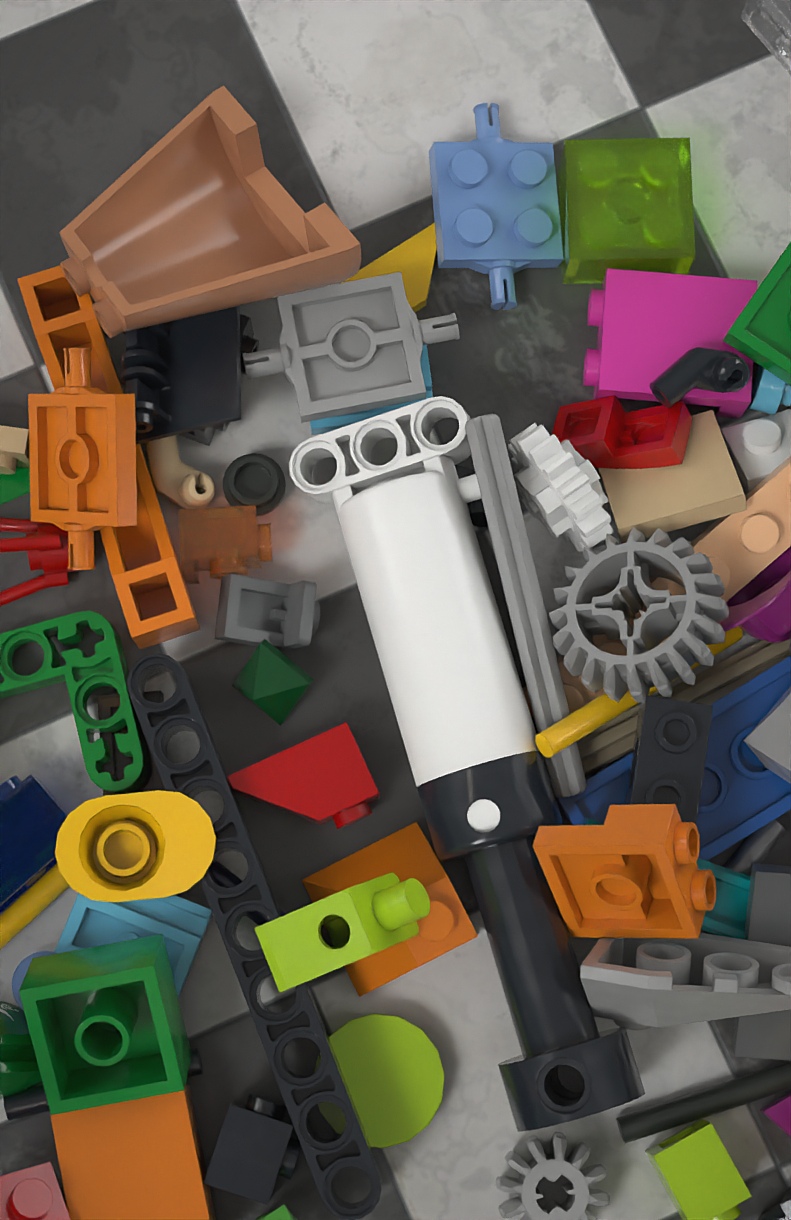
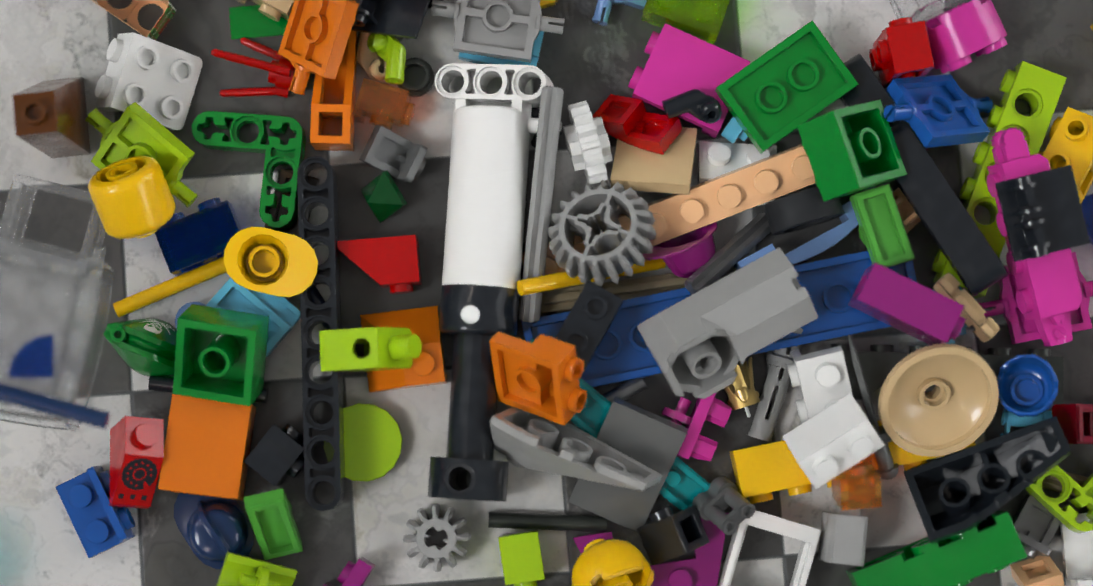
camera: 20 degrees right, 5 degrees up
(205, 457) = (393, 53): none -> lime arm

